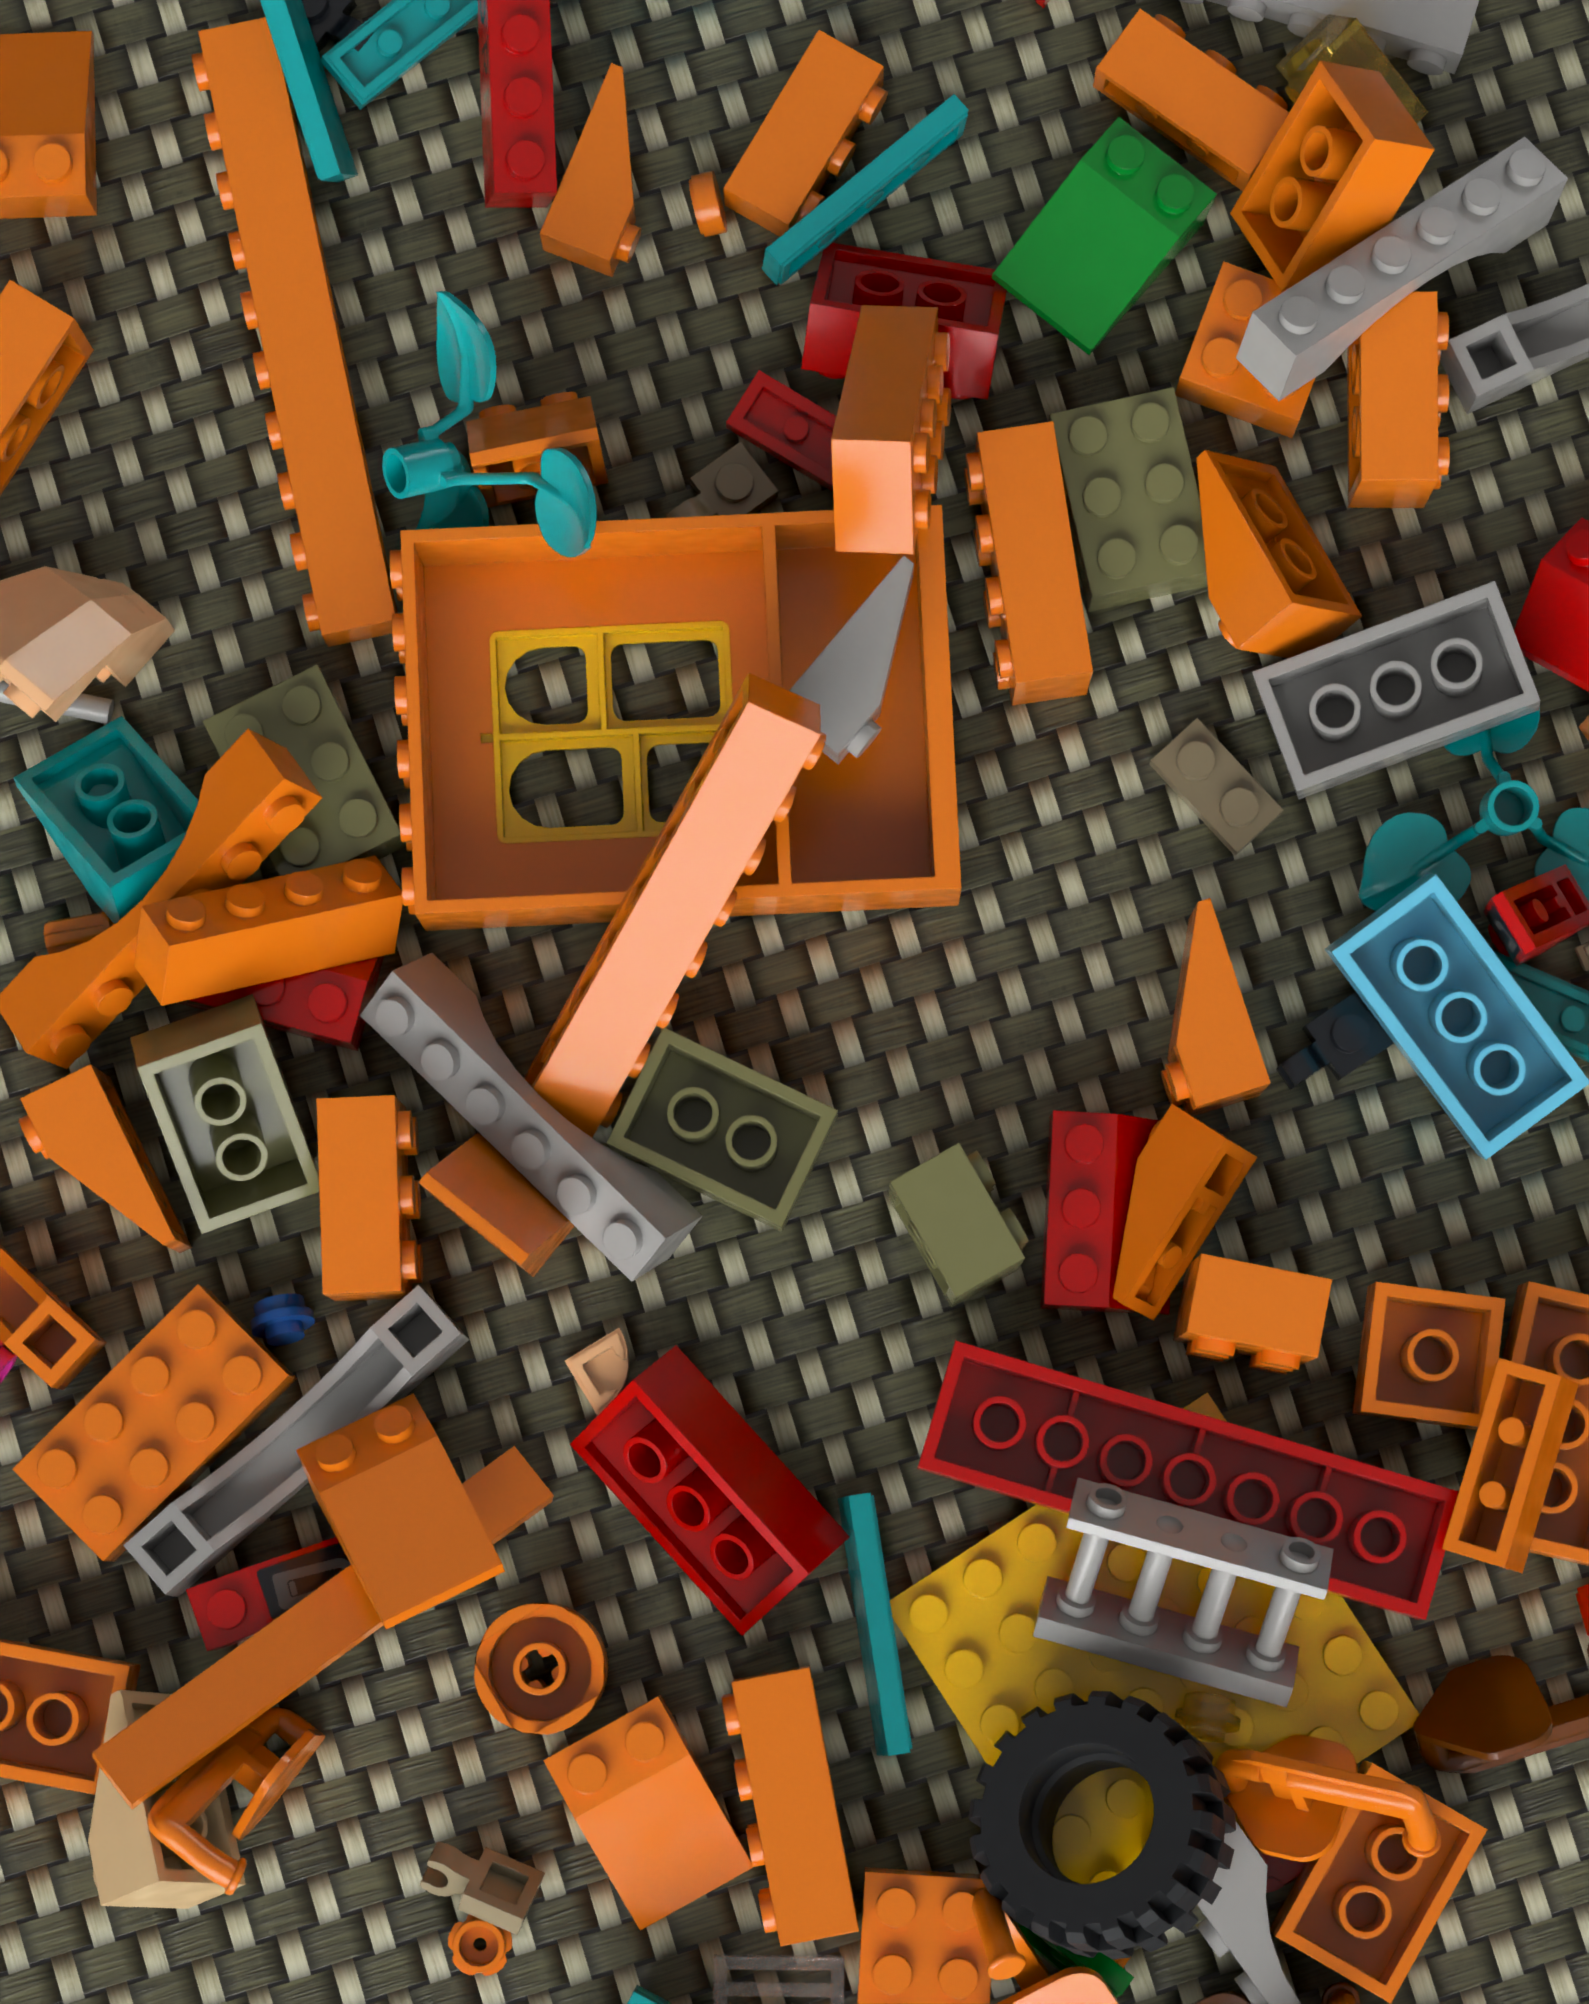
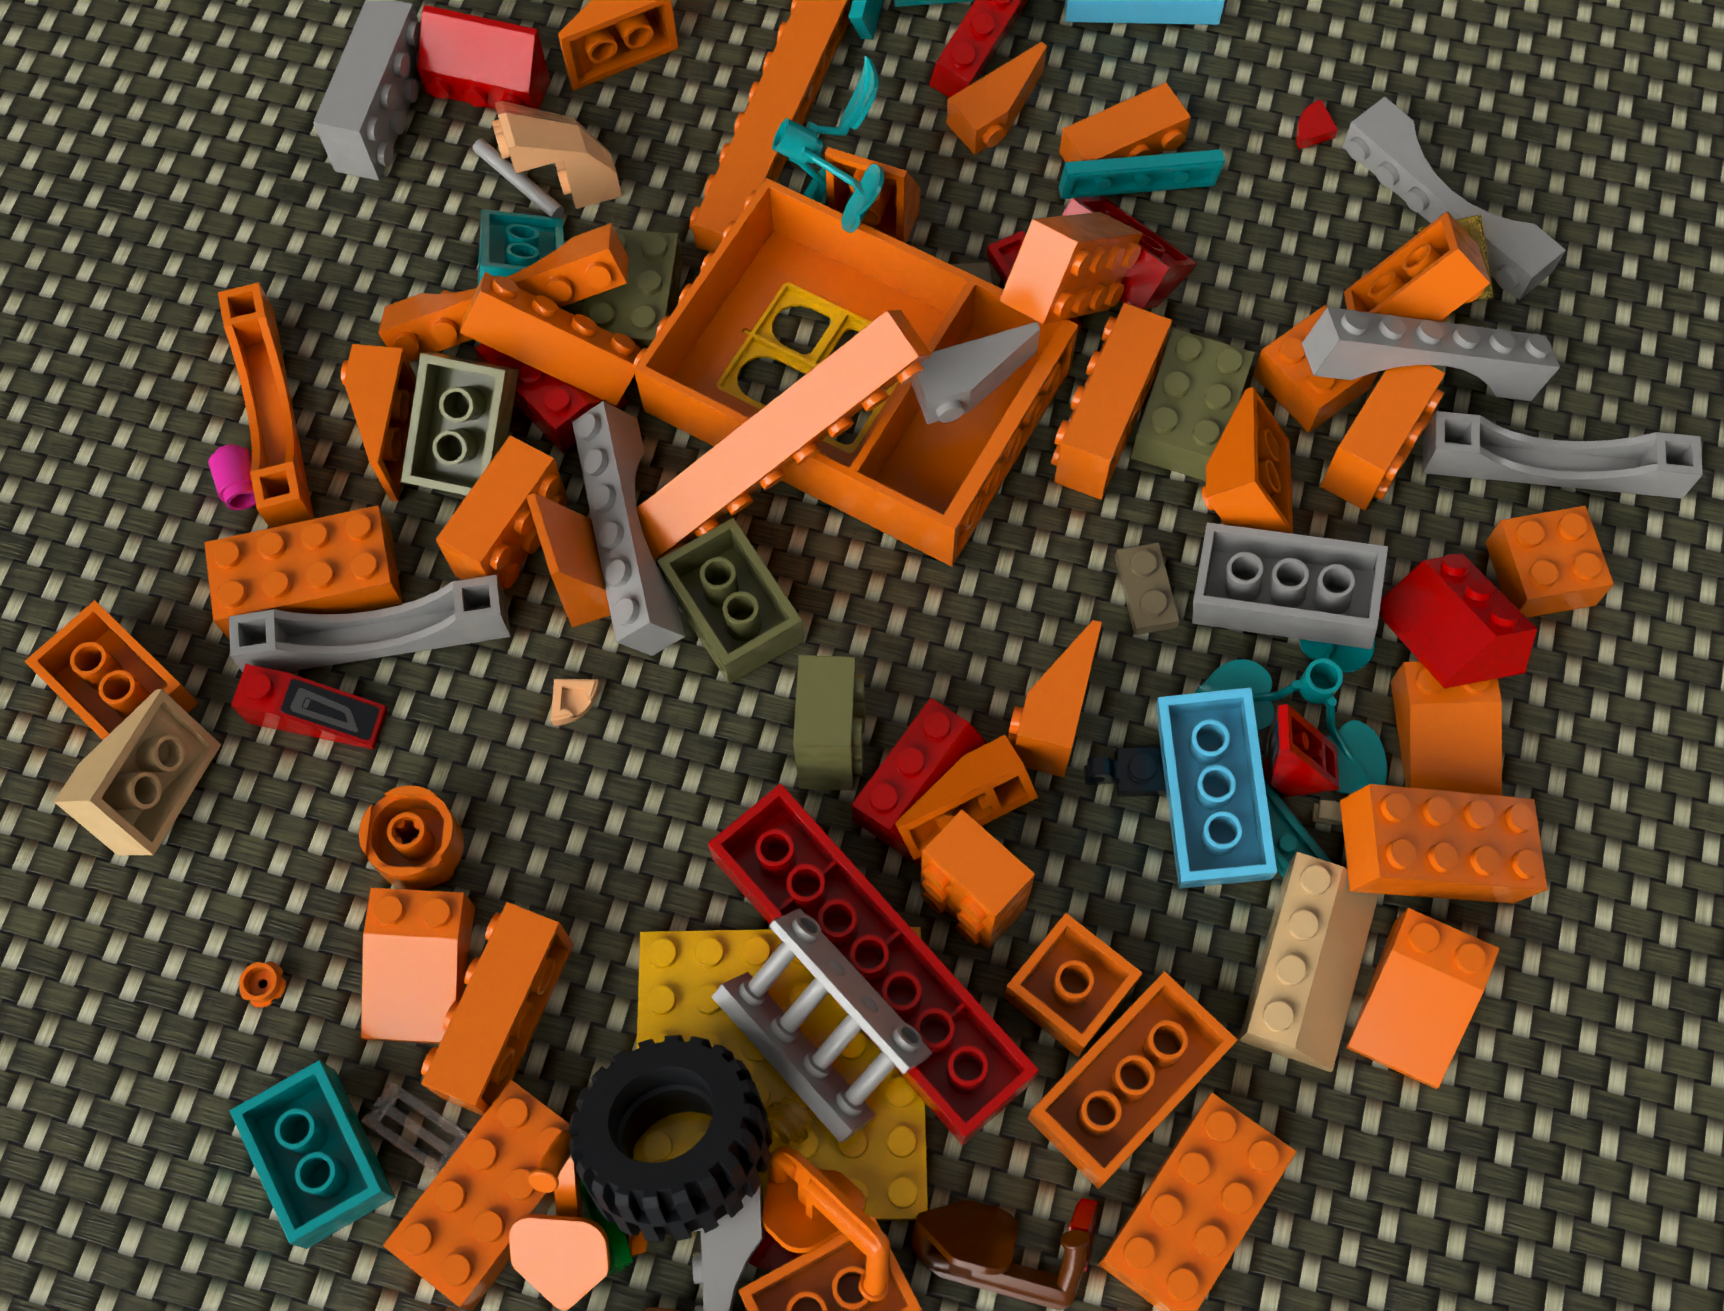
camera: 30 degrees right, 15 degrees down
(250, 1764) = (219, 797): orange piece -> none
(281, 1319) = (415, 561): blue plate -> none
(287, 1653) = (299, 729): orange tile -> none
(399, 1511) = (393, 690): orange slope -> none
(491, 1888) = (290, 952): dark tan plate -> none
(708, 204) = (1049, 140): orange tile -> none
(708, 1489) = (584, 800): red slope -> none
(875, 1625) = (625, 939): teal tile -> none
(1105, 236) = (1265, 264): green slope -> none
(1191, 97) = (1352, 219): orange brick -> none
(1510, 1465) = (1081, 1070): orange brick -> none

